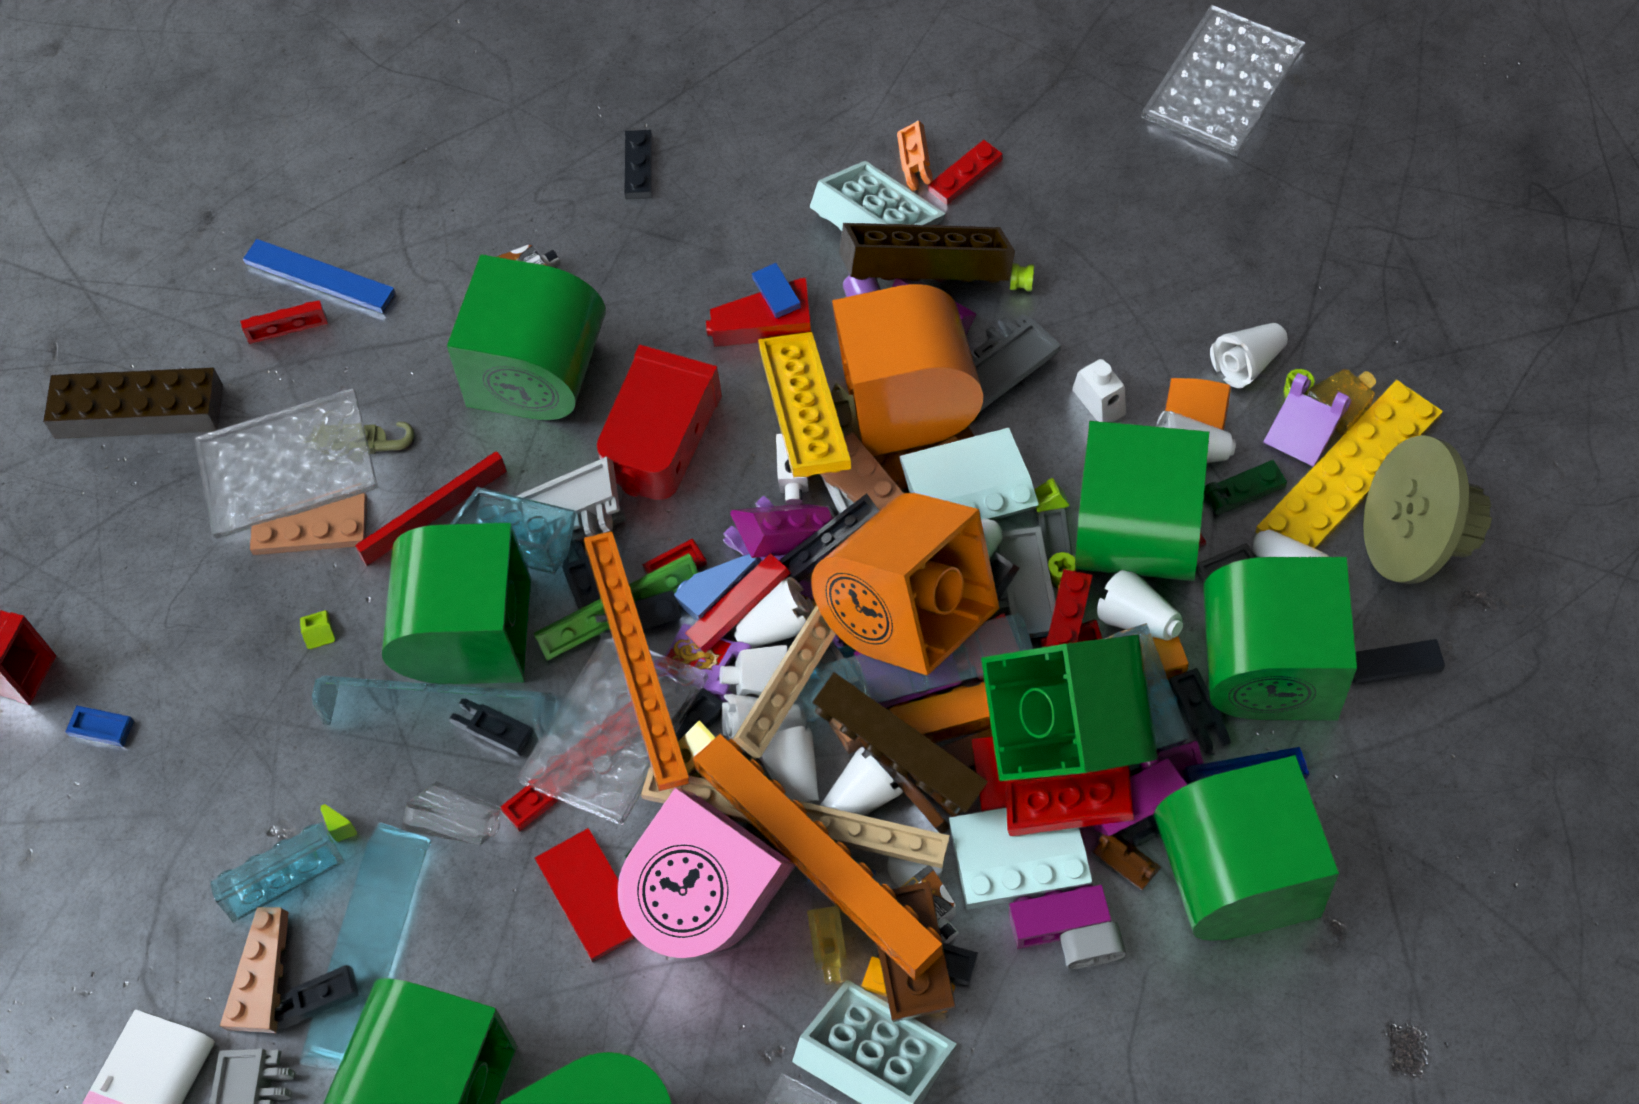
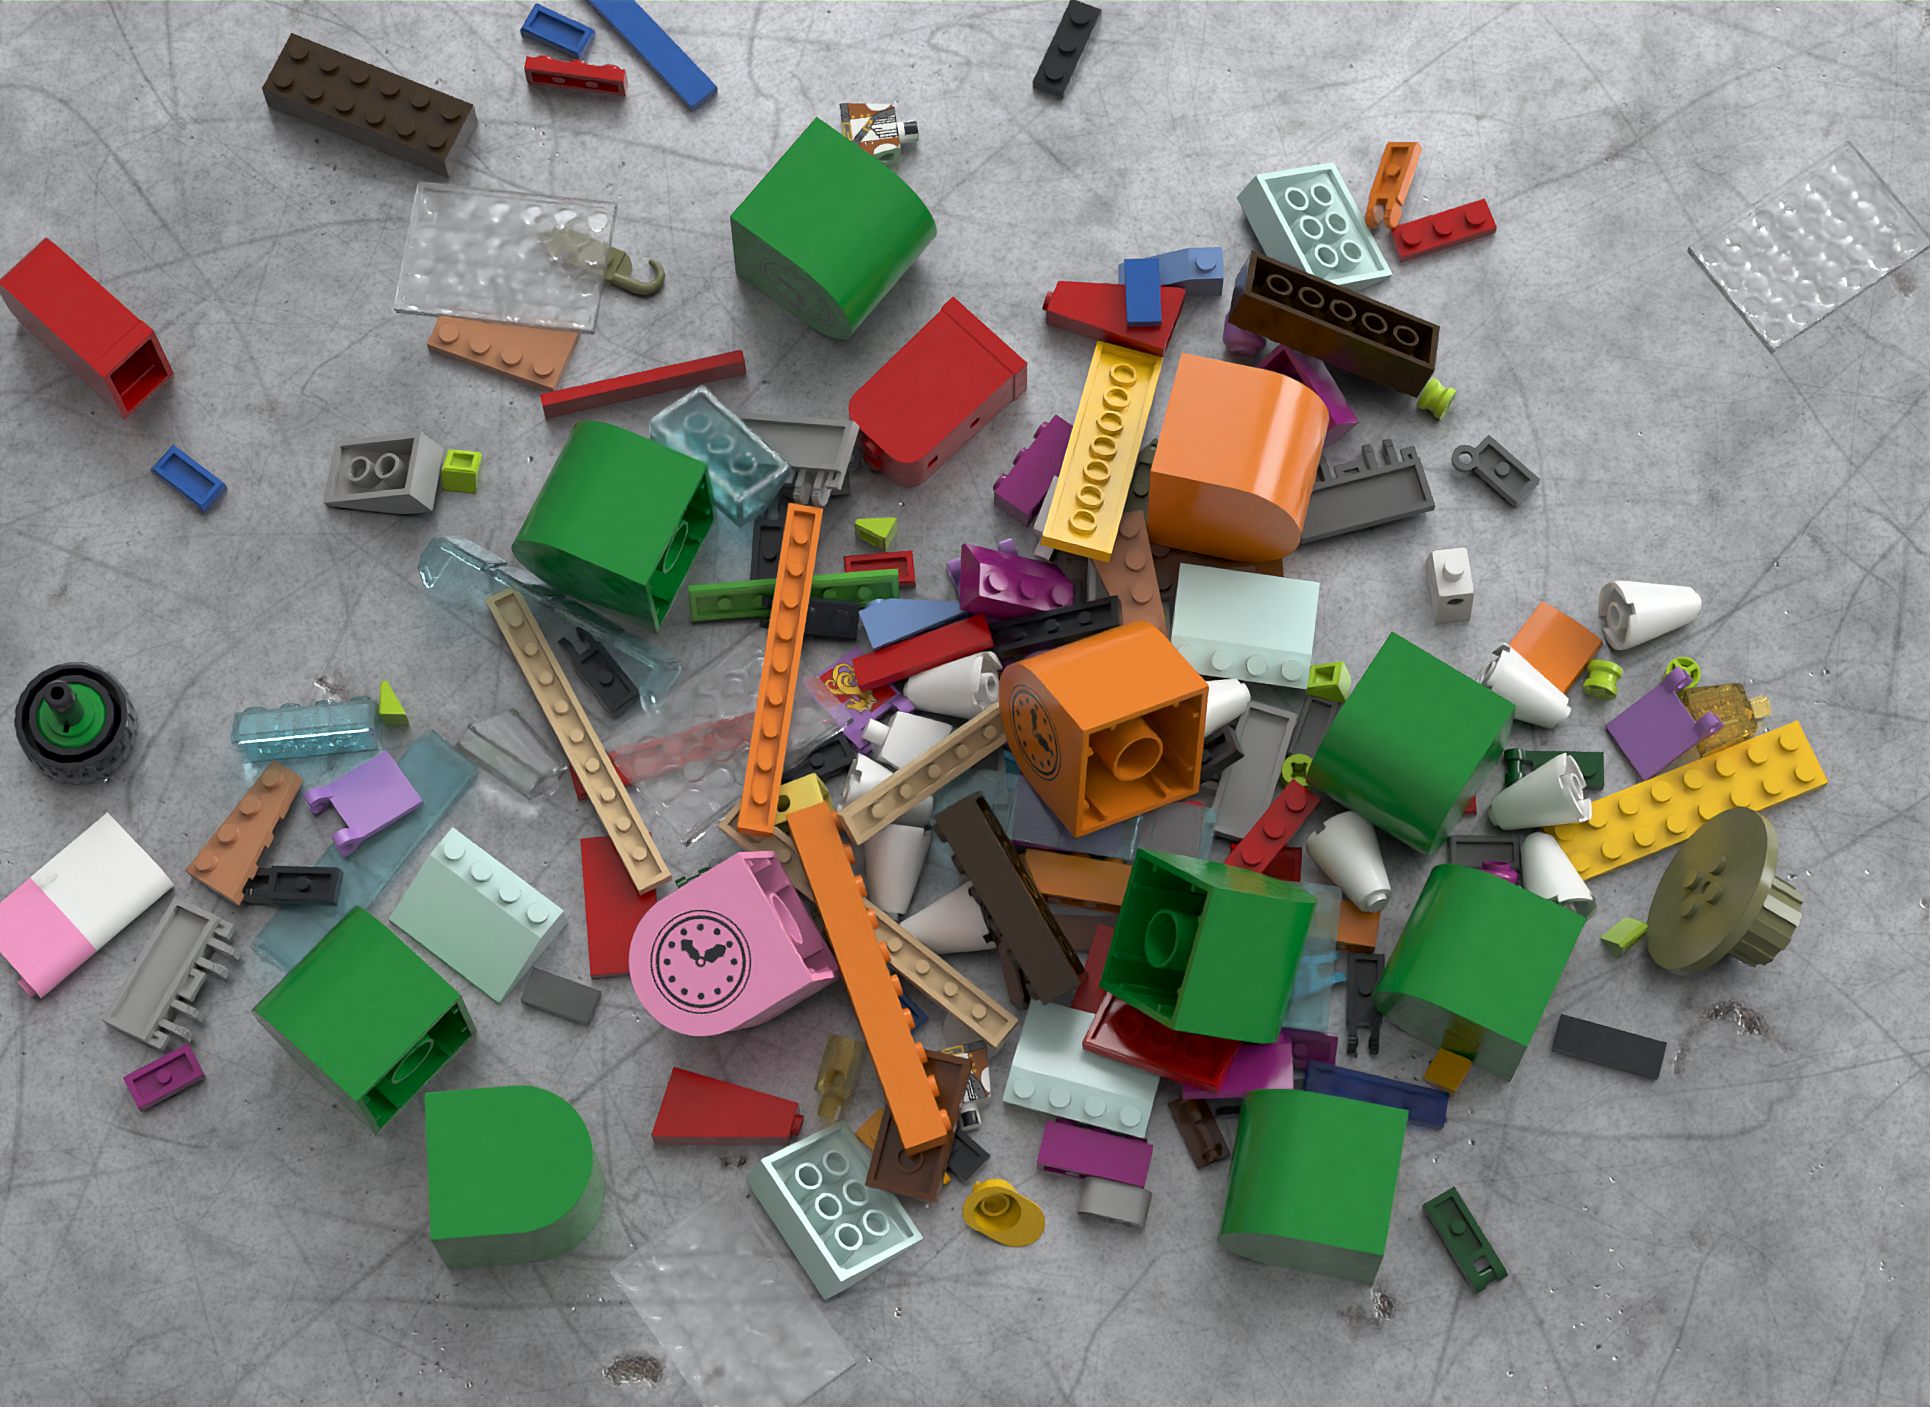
camera: 20 degrees right, 10 degrees up
(79, 949) = (76, 722): none -> black wheel
(256, 300) = (557, 32): none -> blue tile
(257, 654) = (385, 473): none -> light grey slope
(346, 905) = (365, 800): none -> medium lavender flag
(479, 951) = (477, 916): none -> light aqua slope
(501, 784) = (579, 740): none -> tan plate
(574, 987) = (561, 996): none -> dark grey tile
(658, 535) = (876, 531): none -> lime slope
(749, 1017) = (722, 1113): none -> red slope
(757, 445) = (1027, 484): none -> magenta brick
(806, 262) = (1191, 269): none -> medium blue slope
(1011, 993) = (1003, 1213): none -> yellow piece
(1090, 305) = (1498, 469): none -> dark grey hinge
(1244, 410) = (1602, 679): none -> lime wheel
(1250, 506) = (1543, 798): none -> white cone
(1289, 732) = (1447, 1071): none -> light orange slope
(1362, 576) = (1624, 935): none -> lime slope
(1373, 849) = (1464, 1239): none -> dark green plate

